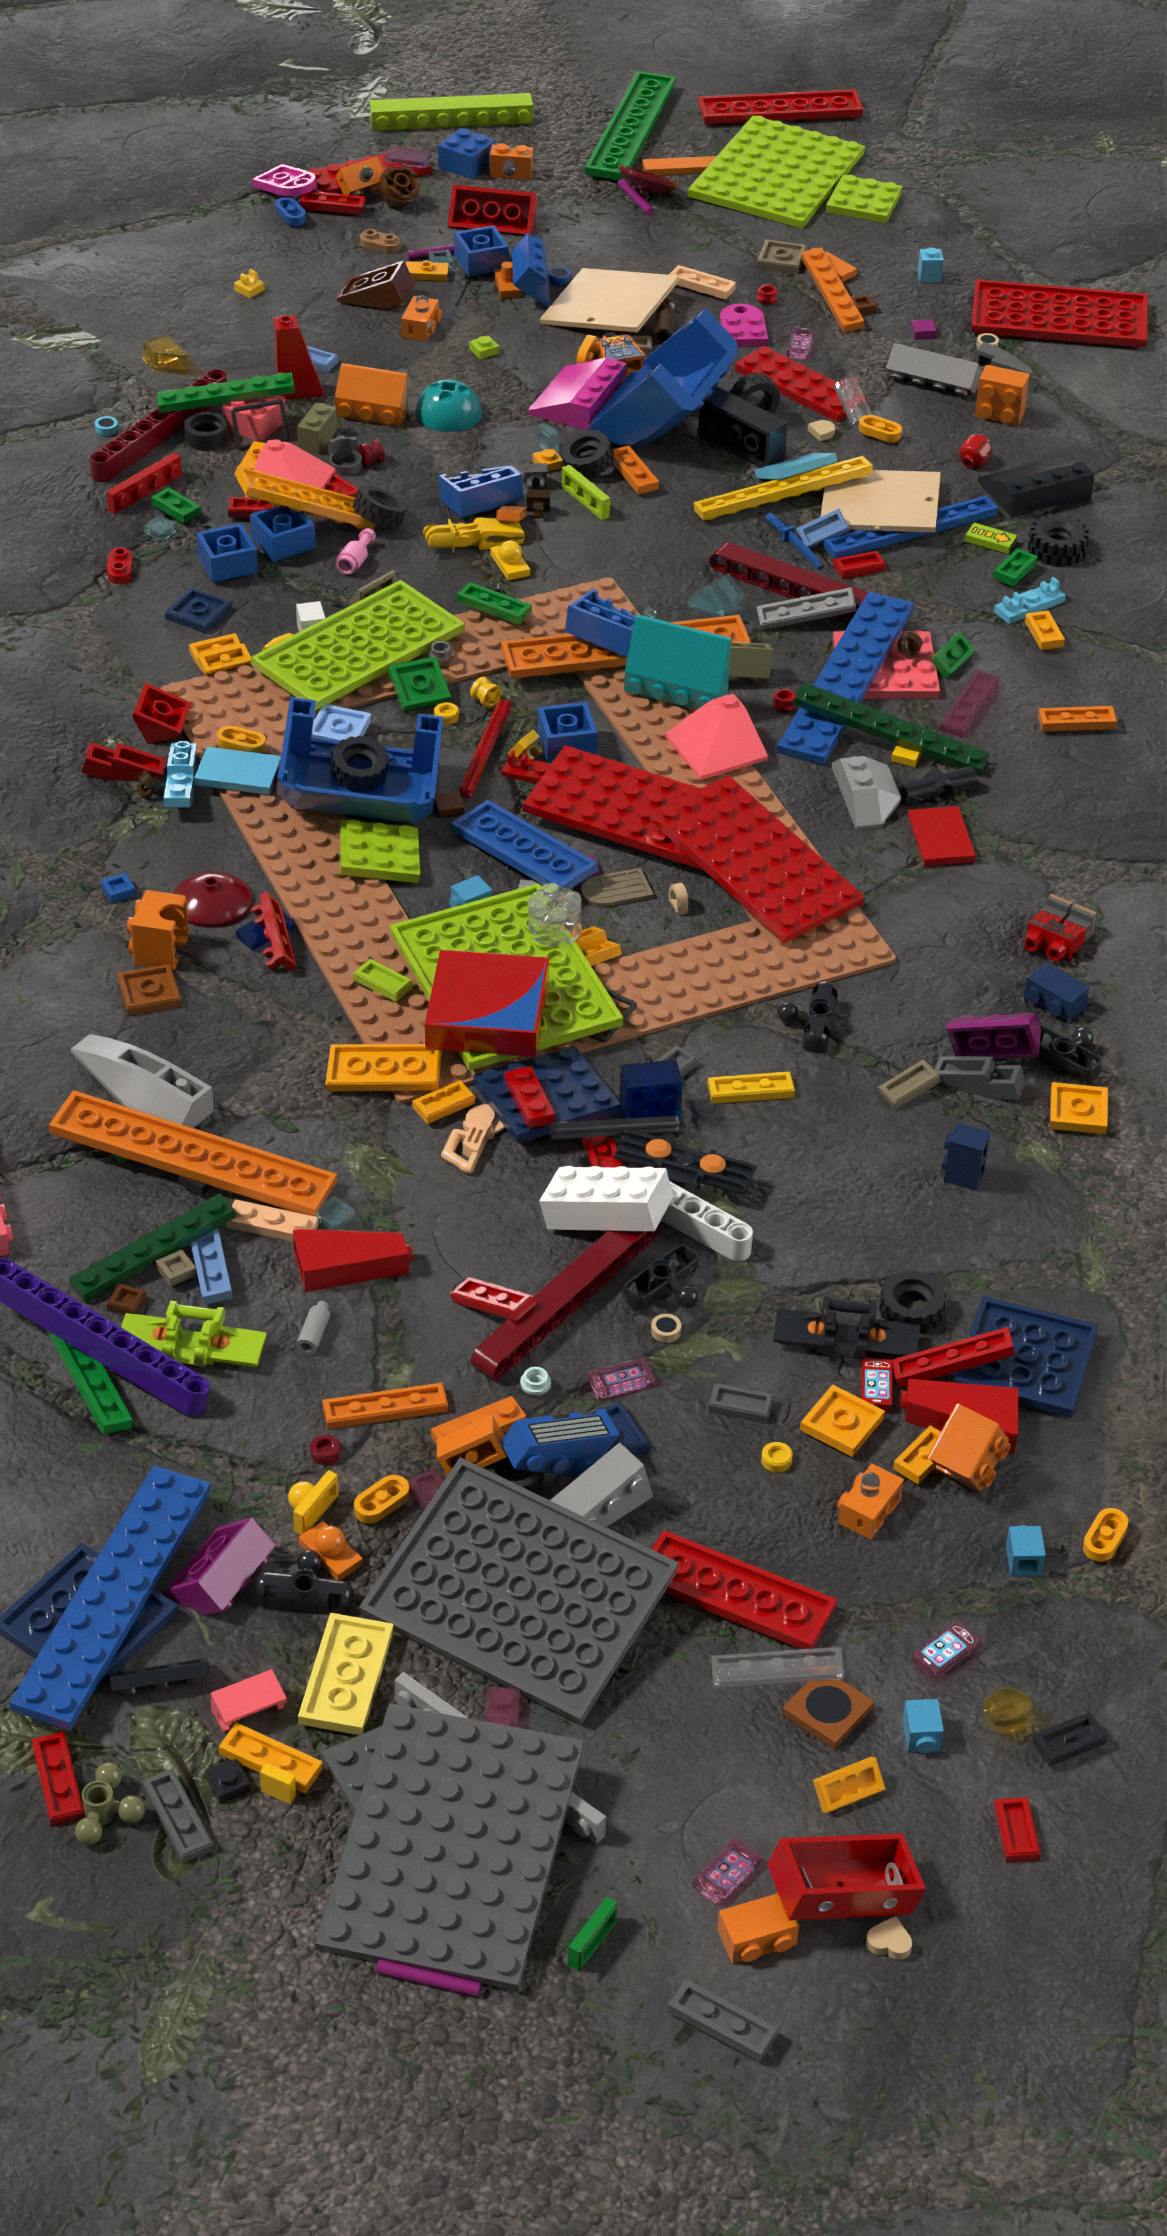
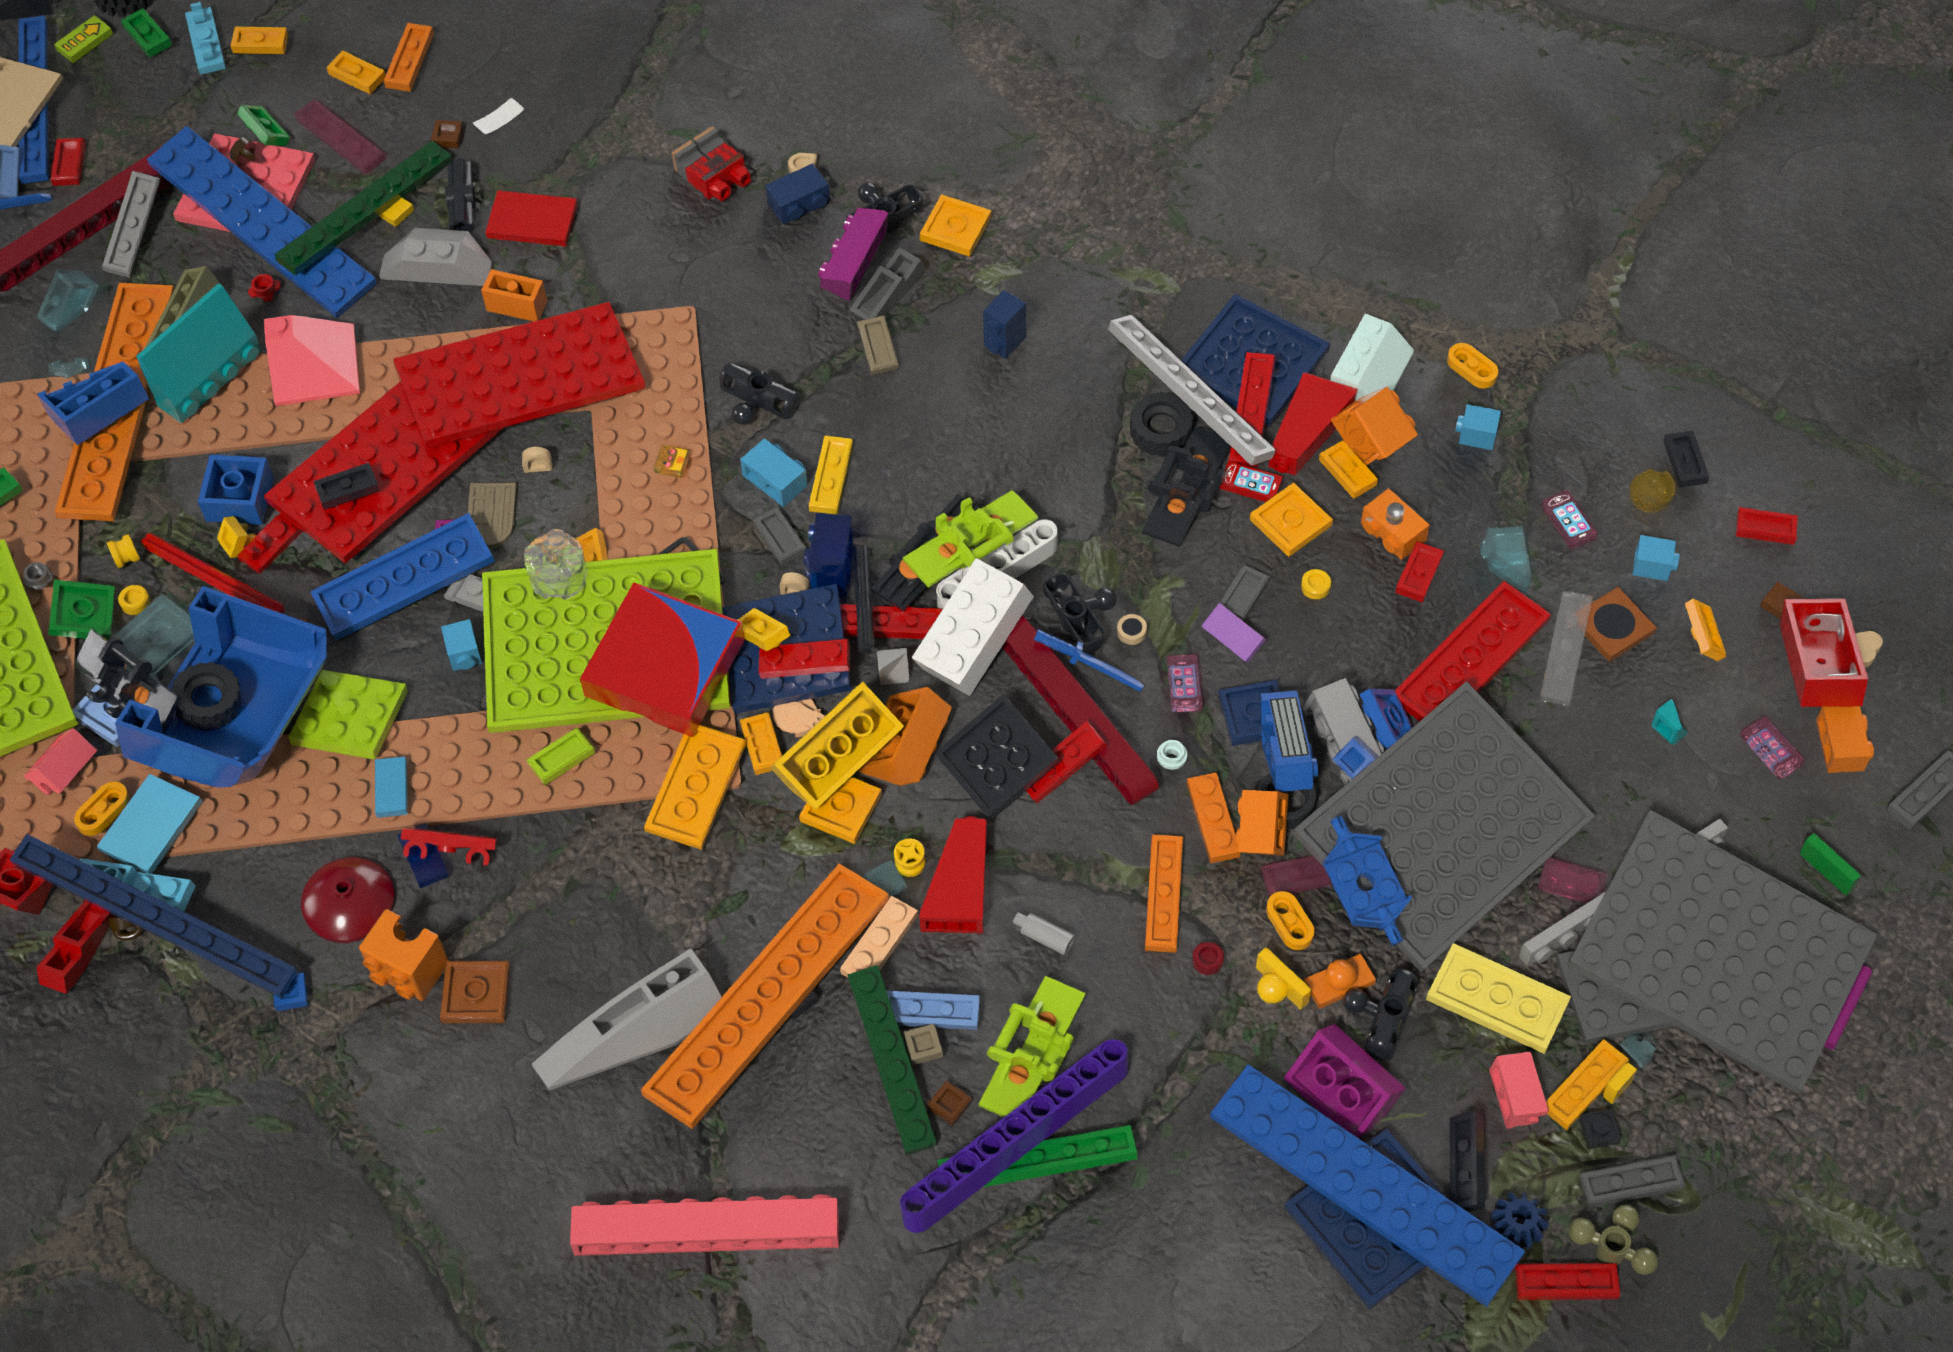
camera: 70 degrees left, 15 degrees up
(108, 1724) = (1532, 1224): none -> dark blue gear
(148, 787) = (154, 916): none -> dark blue plate
(269, 706) = (60, 762): none -> coral hinge
(317, 890) = (391, 787): none -> dark azure tile
(320, 1797) = (1639, 1051): none -> clear light blue tile
(346, 715) = (106, 663): none -> black piece
(360, 1217) = (907, 850): none -> yellow wheel
(398, 727) = (157, 633): none -> clear light blue tile
(398, 1165) = (845, 810): none -> light orange plate
(436, 1504) = (1363, 856): none -> blue plate
(447, 1133) = (837, 746): none -> yellow slope
(480, 1251) = (997, 757): none -> black plate
(482, 1193) = (908, 752): none -> orange slope
(544, 1059) = (763, 629): none -> yellow plate
(550, 1160) = (893, 666): none -> light grey slope
(566, 1493) = (1354, 757): none -> blue slope
(586, 780) = (346, 486): none -> black plate
(613, 1285) = (1077, 654): none -> blue sword
(614, 1083) = (793, 582): none -> tan tile
(628, 1514) = (1387, 715): none -> blue plate
(689, 1400) = (1233, 632): none -> medium lavender tile
(703, 1174) = (955, 539): none -> lime piece
(712, 976) = (671, 461): none -> clear yellow tile
(719, 1770) = (1668, 724): none -> teal slope
(732, 1045) = (774, 472): none -> dark azure brick
(822, 1532) = (1419, 571): none -> red plate
(842, 838) = (514, 295): none -> orange brick
(872, 1600) = (1507, 555): none -> clear light blue slope
(924, 1852) = (1774, 600): none -> reddish brown tile
(952, 1305) = (1191, 390): none -> light grey plate
(1007, 764) = (447, 133): none -> reddish brown tile
(1041, 691) = (356, 72): none -> light orange plate
(1044, 791) = (499, 117): none -> white sticker
(1063, 1448) = (1373, 357): none -> light aqua slope
(1099, 993) = (801, 160): none -> tan tile

